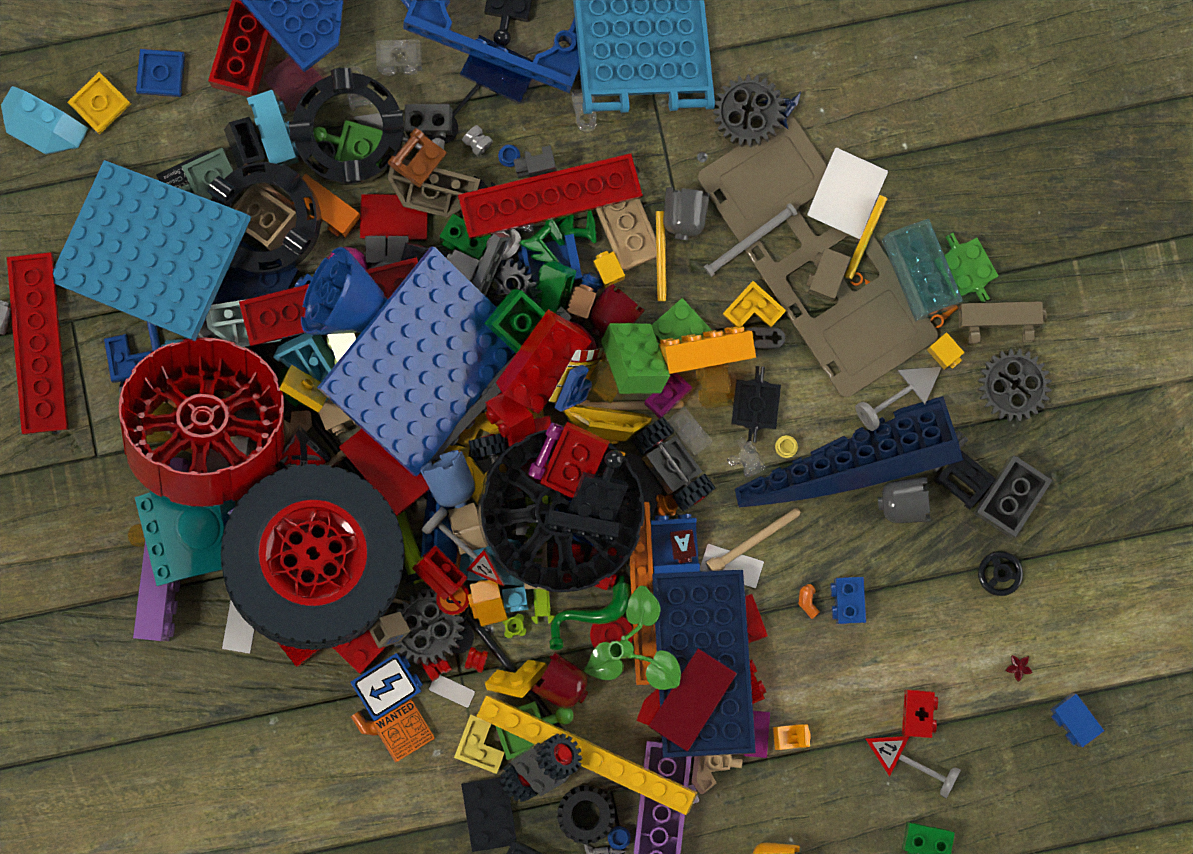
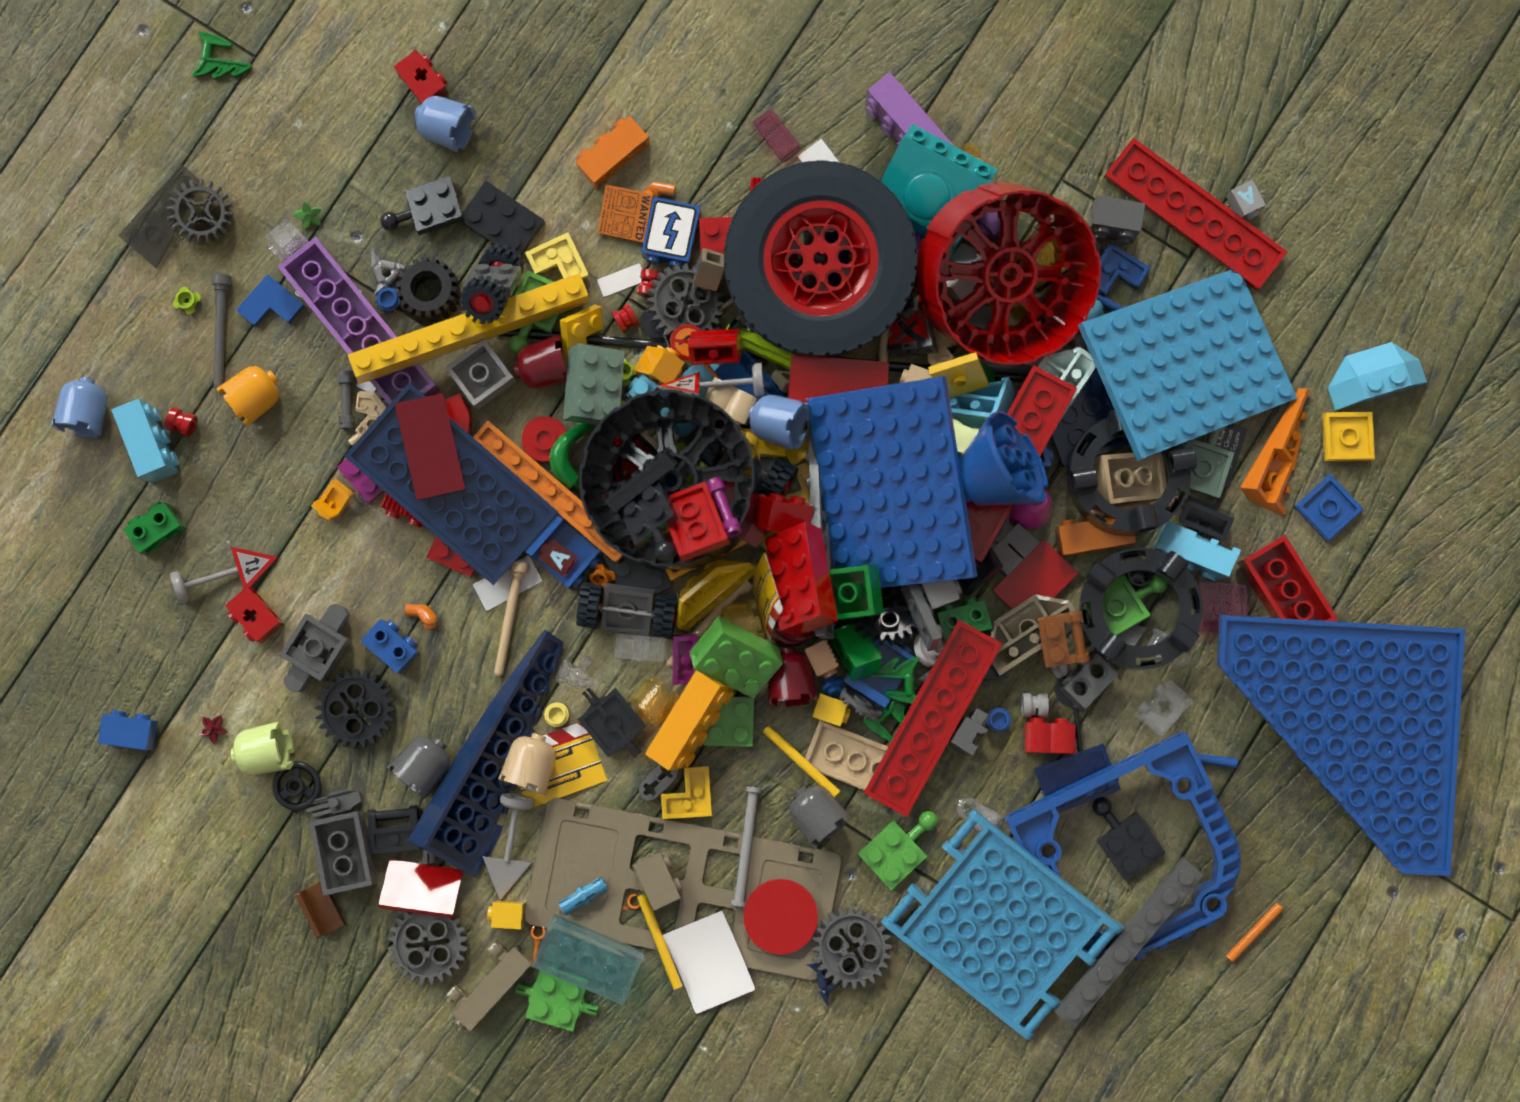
camera: 135 degrees right, 0 degrees up
(93, 390) = (1115, 219): none -> dark grey brick
(172, 131) = (1270, 473): none -> orange wedge
(248, 682) = (776, 134): none -> clear pink tile
(368, 783) = (612, 151): none -> orange brick
(489, 112) = (1049, 737): none -> red brick
(544, 632) = (592, 383): none -> sand green brick
(575, 389) = (756, 584): blue tile -> none
(585, 252) = (860, 703): none -> dark grey wheel
(606, 657) = (524, 415): bright green plant -> none
(610, 719) = (480, 374): none -> light grey brick
(661, 141) = (893, 851): none -> bright green plate
(701, 812) = (346, 379): none -> dark grey bar
(773, 175) = (780, 916): none -> red tile
(816, 413) = (575, 765): none -> yellow sticker
(836, 430) = (529, 763): none -> tan cylinder
(885, 313) = (583, 895): none -> dark azure pin
(899, 648) = (316, 647): none -> dark grey brick
(933, 584) = (340, 724): none -> black gear
(984, 535) = (337, 802): none -> dark grey piece
(985, 423) = (421, 889): none -> tile
(999, 616) = (263, 749): none -> yellowish green cylinder
(1064, 475) = (320, 910): none -> reddish brown panel

